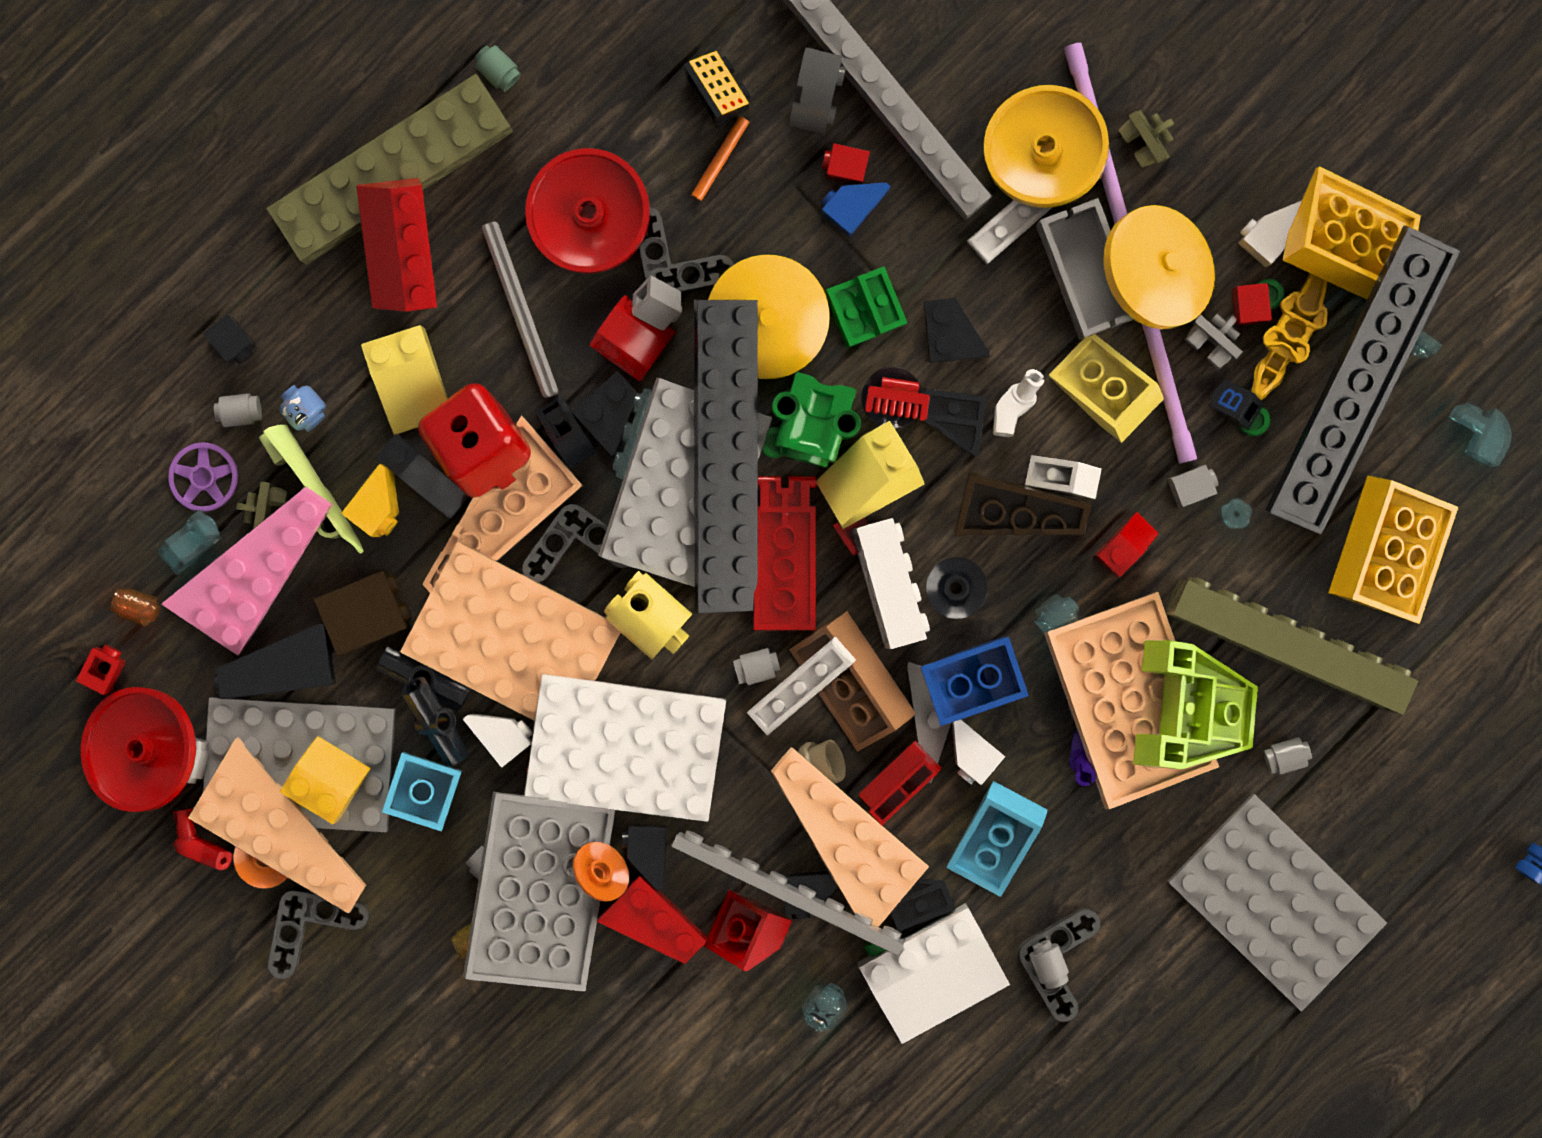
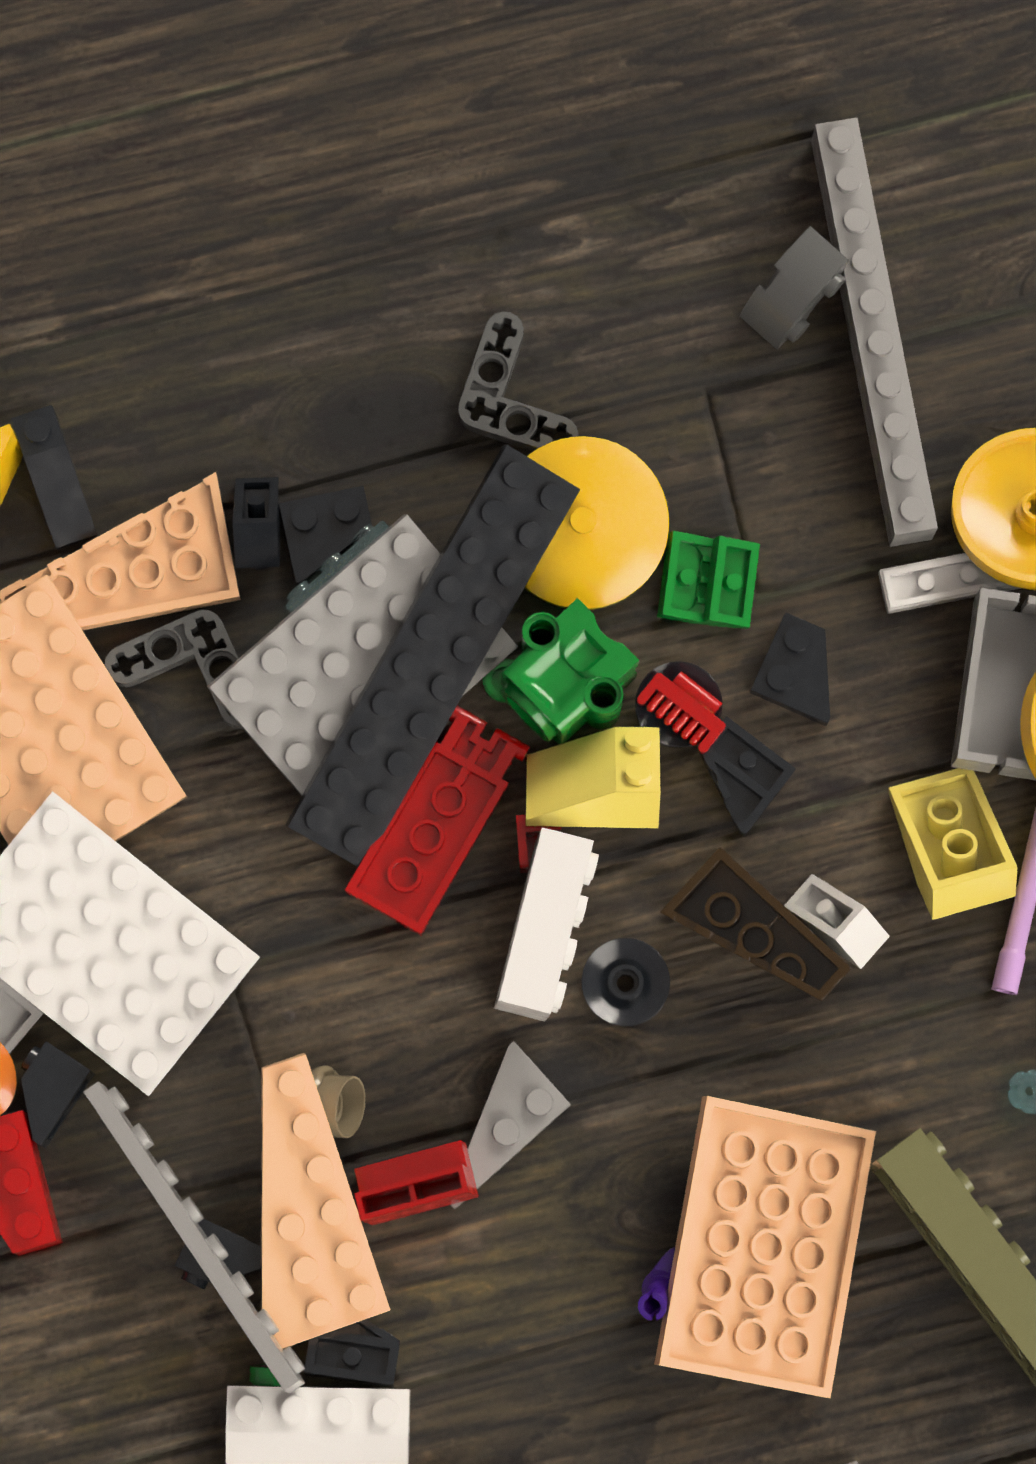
camera: 35 degrees right, 10 degrees down
(396, 245) = (186, 187): red slope -> none
(405, 377) = (105, 353): light yellow slope -> none
(420, 147) = (232, 102): olive brick -> none
(497, 67) = (429, 56): sand green brick -> none
(499, 446) = (147, 494): red piece -> none
(520, 309) = (289, 350): light grey axle -> none
(587, 211) = (438, 277): red dish -> none
(630, 341) = (402, 456): red slope -> none
(656, 625) = (228, 811): light yellow cylinder -> none
(657, 303) = (457, 430): light grey brick -> none
(716, 87) = (678, 221): slope -> none
(720, 158) = (634, 308): orange bar -> none
(746, 931) = (115, 1261): red slope -> none
(756, 666) = (321, 937): light grey brick -> none
(801, 686) = (362, 989): white tile -> none
(824, 1007) = (155, 1415): clear light blue head -> none
(846, 164) = (782, 397): red brick -> none
(852, 204) = (764, 449): blue slope -> none
(863, 695) = (429, 1024): medium nougat slope -> none
(973, 754) = (529, 1200): white slope -> none
(974, 680) = (580, 1106): blue slope -> none
(997, 838) = (496, 1327): medium azure slope -> none
(1015, 403) = (828, 797): white arm -> none
(1056, 613) = (733, 1082): clear light blue head -> none
(1126, 545) = (868, 1050): red slope -> none
(1193, 485) = (993, 1024): light grey brick -> none
(1204, 708) = (851, 1308): lime wedge -> none
(1287, 756) = (926, 1435): light grey brick -> none

